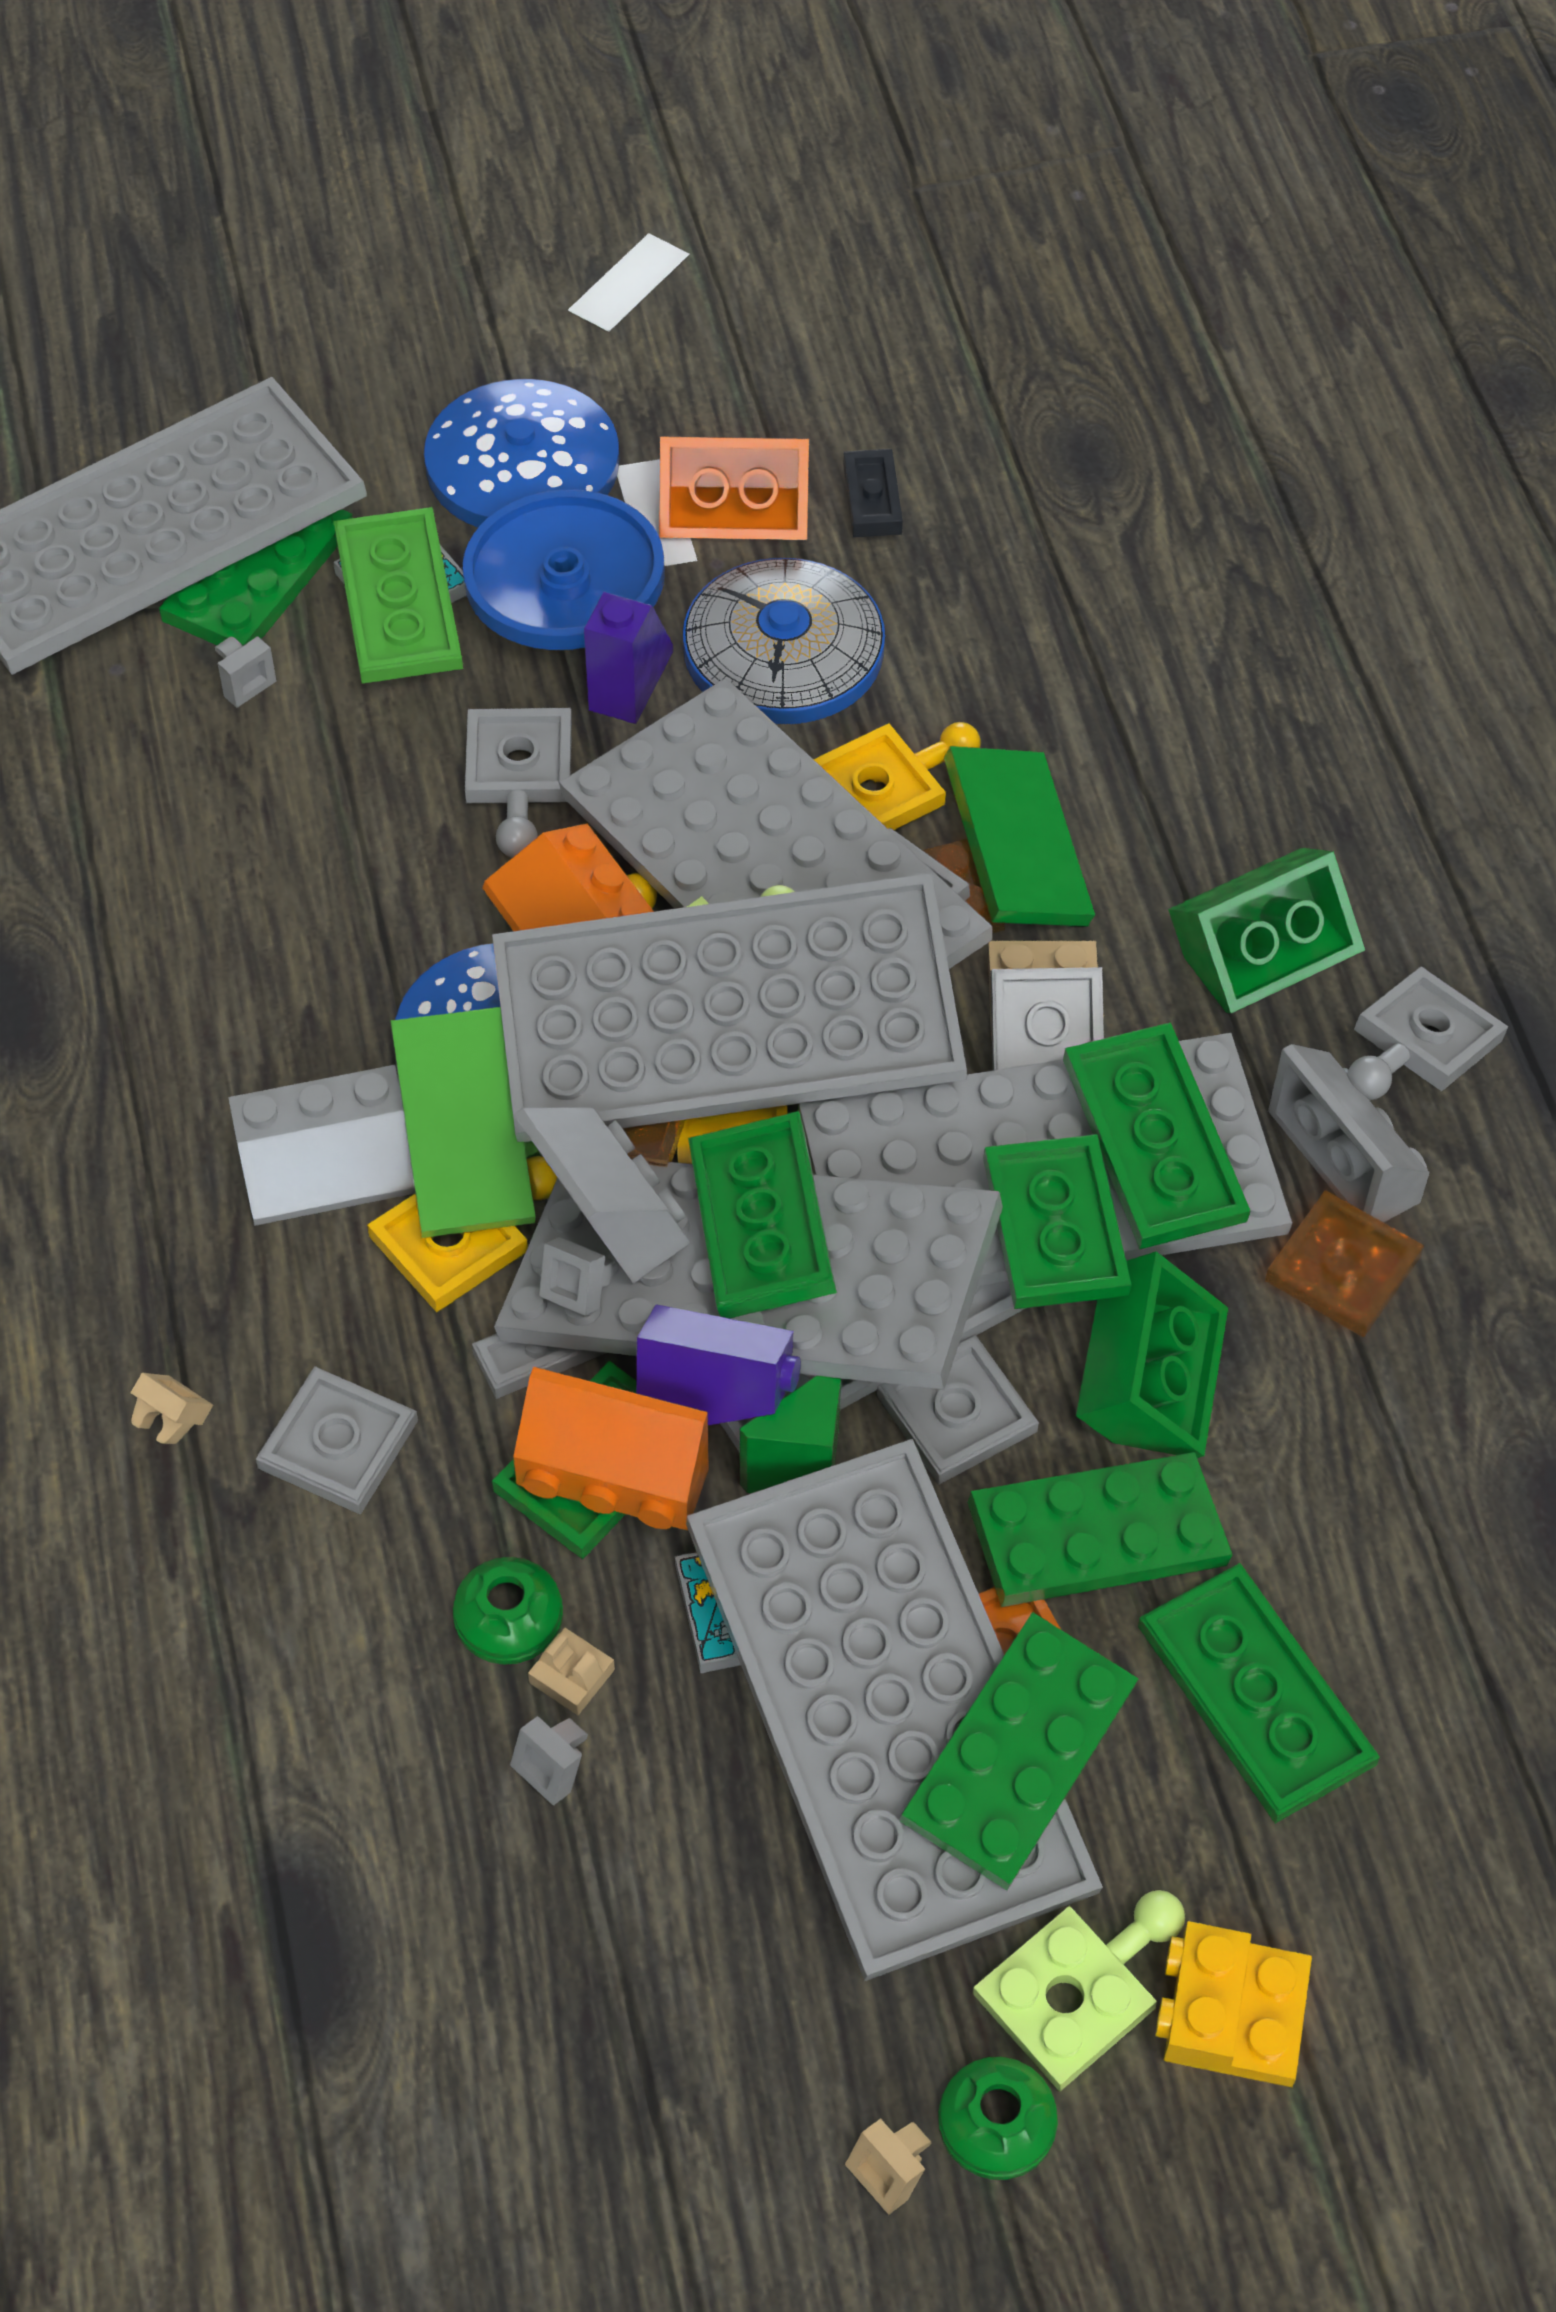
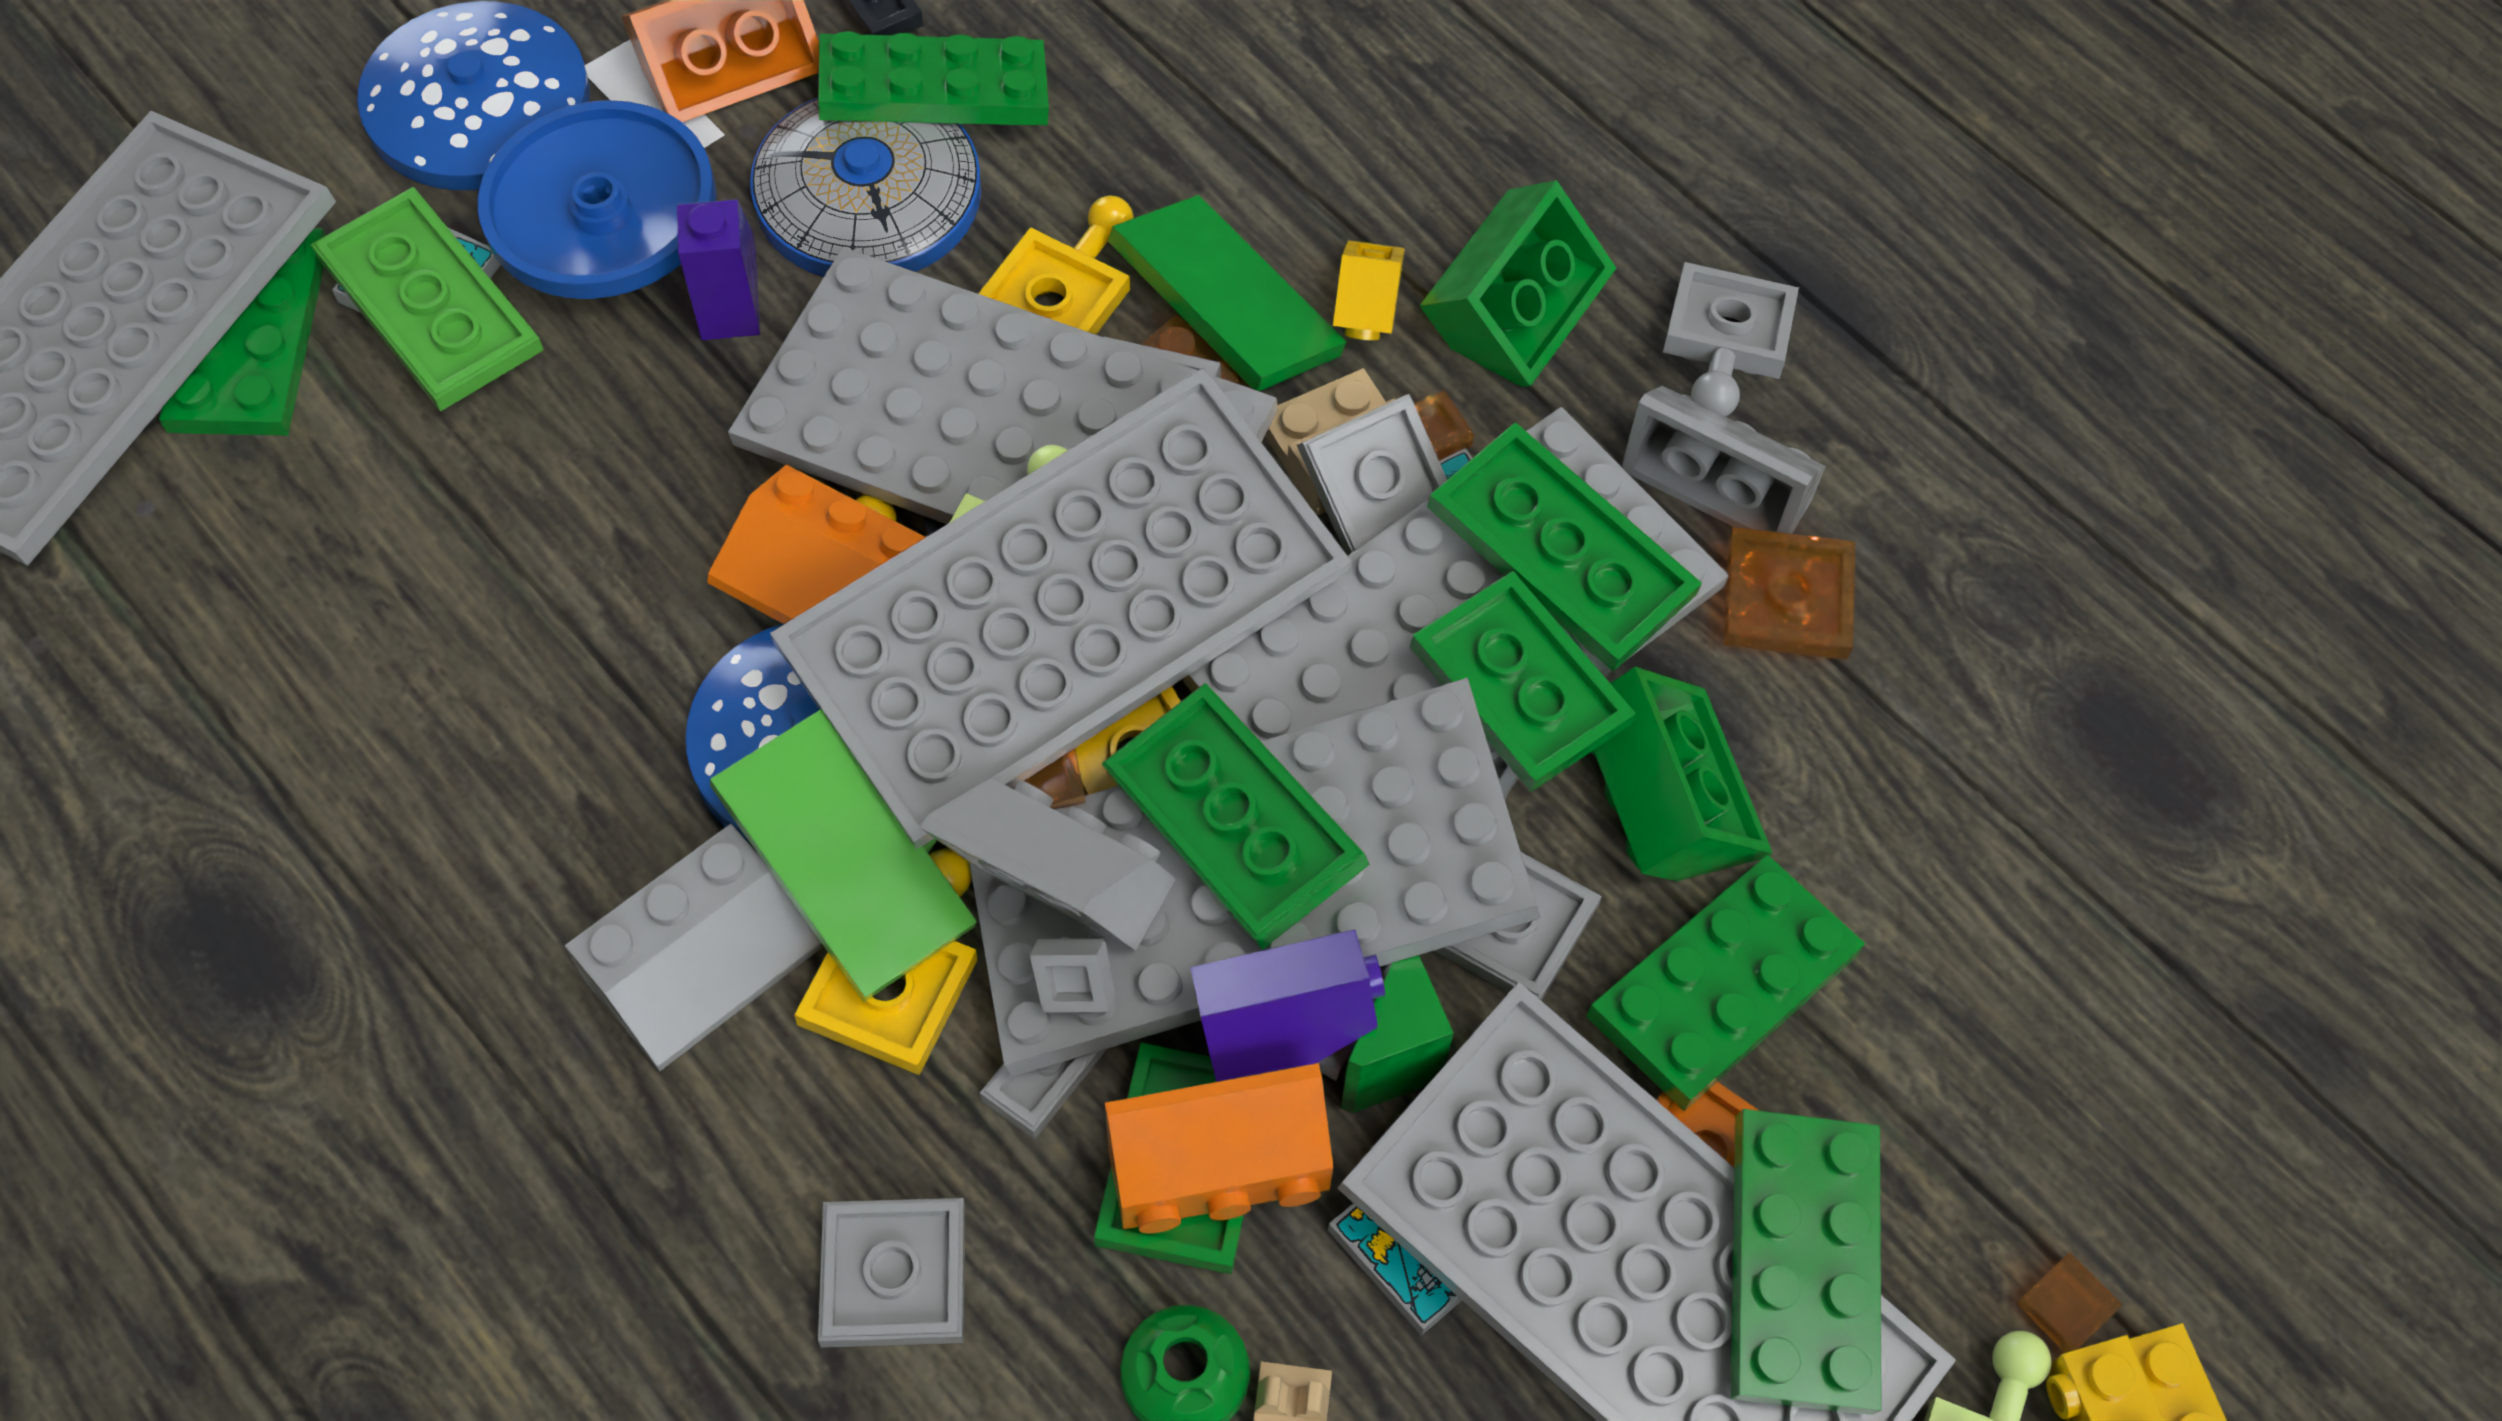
camera: 30 degrees left, 5 degrees up
(175, 1401) = (686, 1321): tan tile -> none
(245, 669) = (298, 449): light grey tile -> none
(497, 779) = (656, 454): light grey plate -> none
(879, 578) = (932, 79): none -> green plate
(1127, 1009) = (1444, 425): none -> clear orange tile
(1137, 879) = (1368, 289): none -> yellow slope
(1230, 1896) = (2069, 1303): none -> clear orange tile
(1258, 1692) = (1967, 1073): green tile -> none

